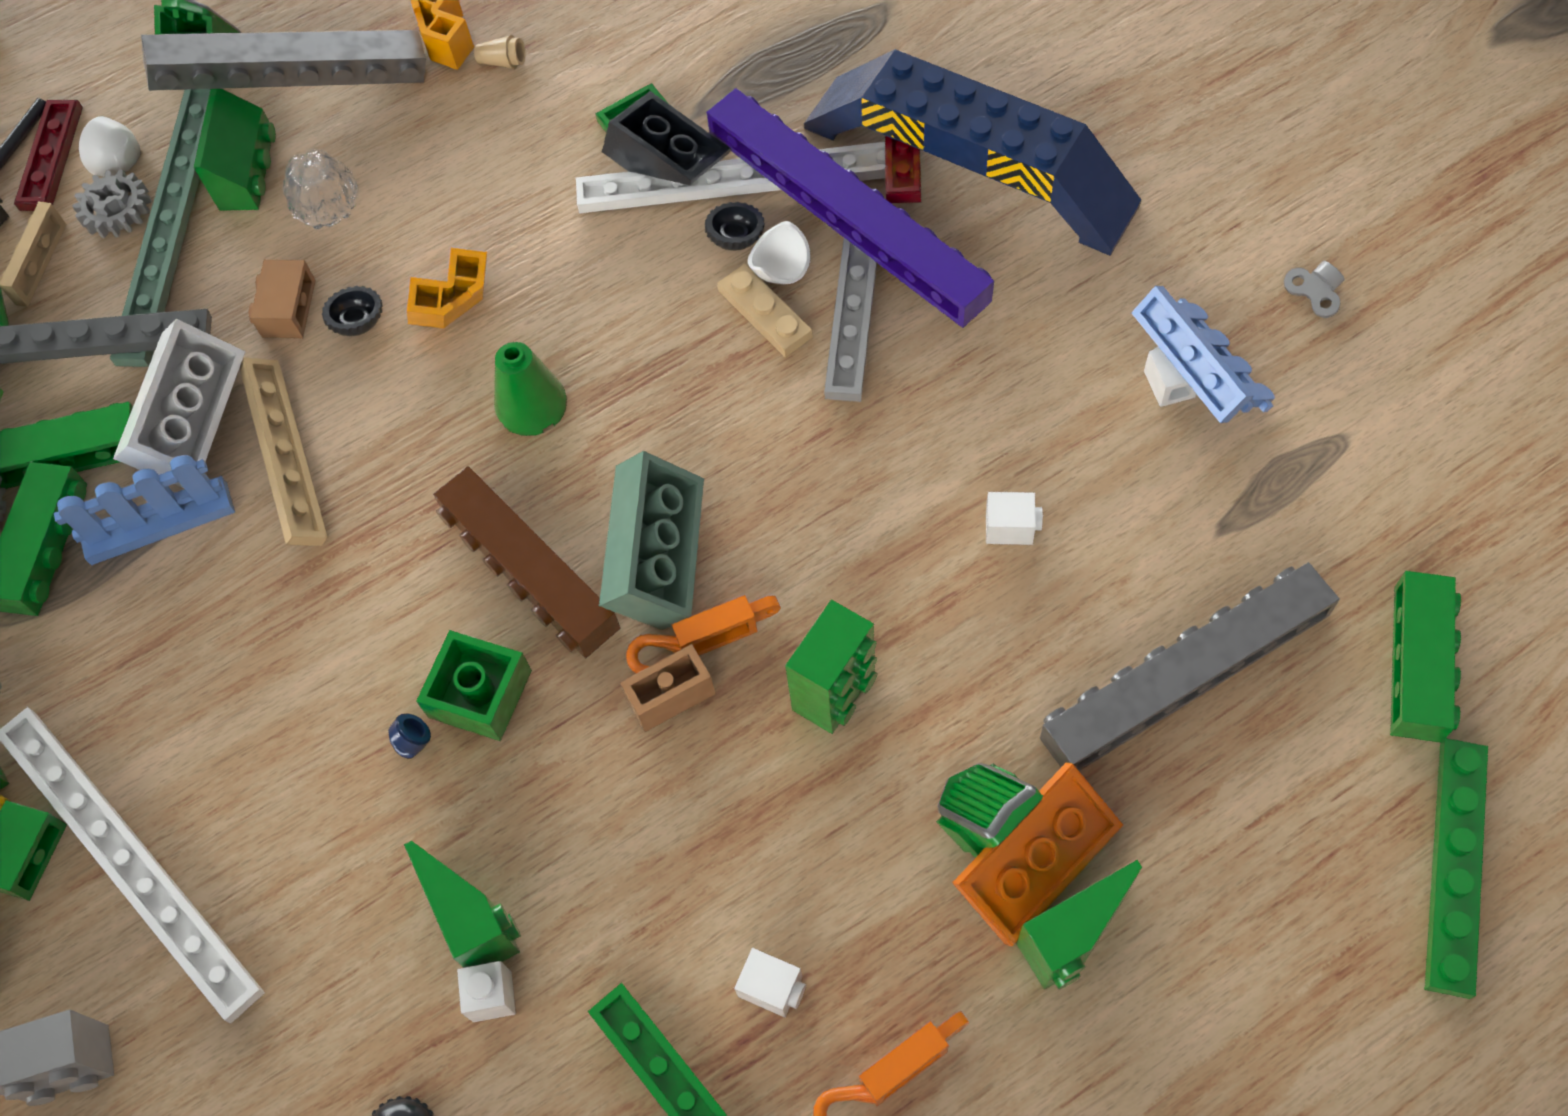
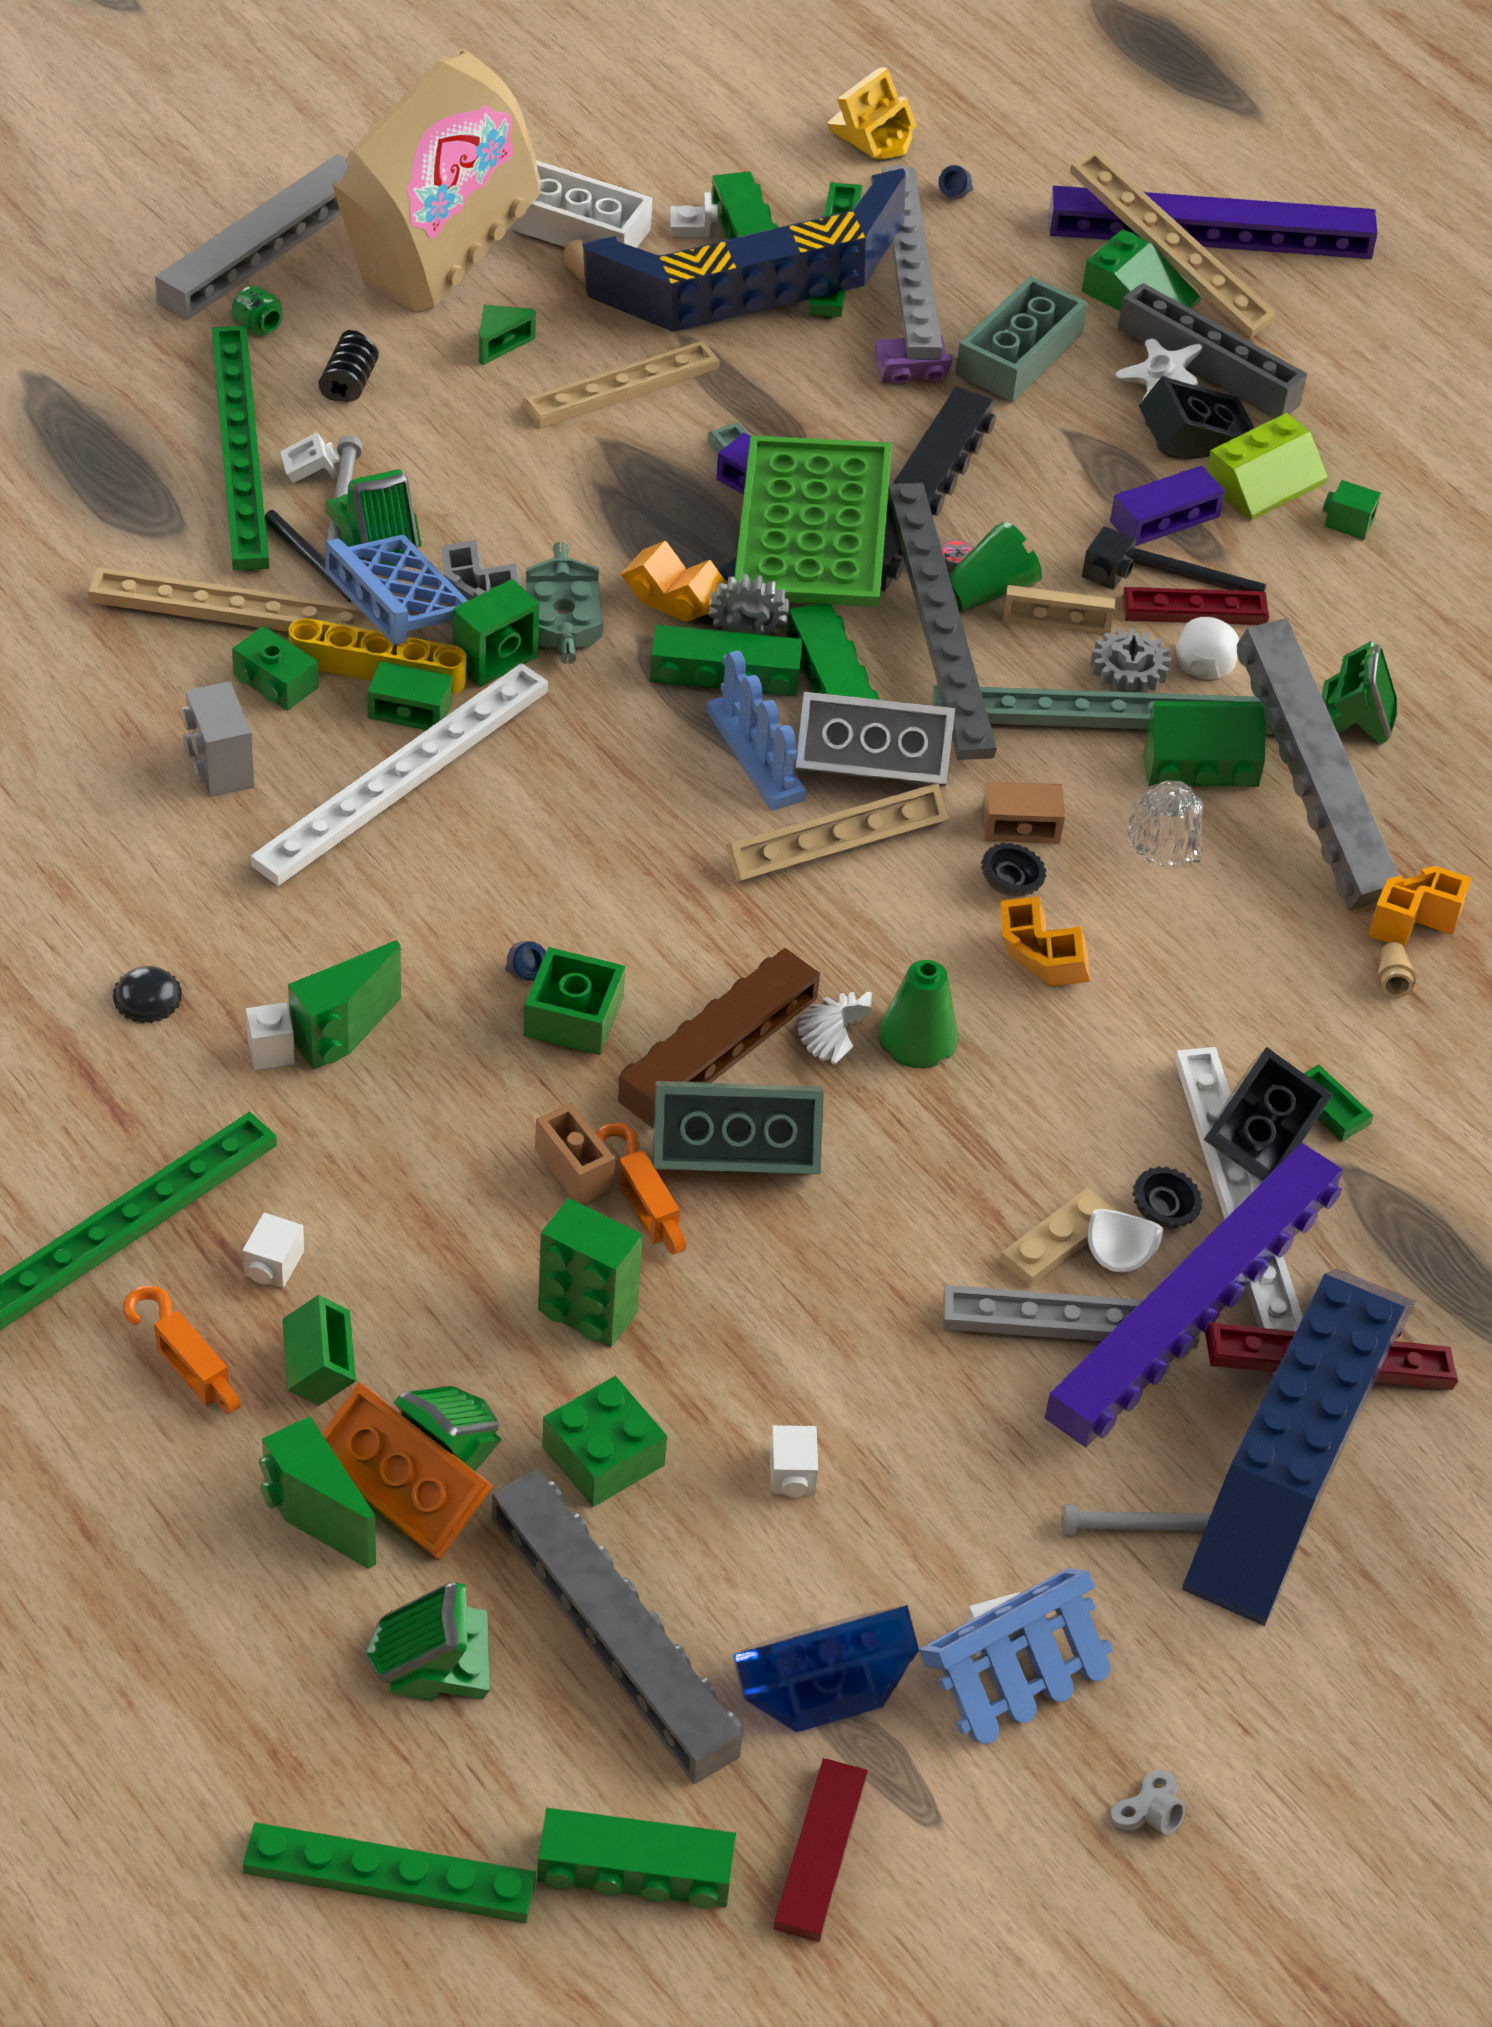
camera: 75 degrees right, 15 degrees down
(517, 470) = (826, 1024): none -> white hair
(902, 931) = (318, 1350): none -> green brick
(997, 671) = (604, 1441): none -> green brick
(1057, 319) = (1073, 1520): none -> light grey bar
(1220, 497) = (828, 1668): none -> clear blue wedge
(1231, 826) = (433, 1646): none -> green piece
(1387, 518) = (820, 1850): none -> dark red tile

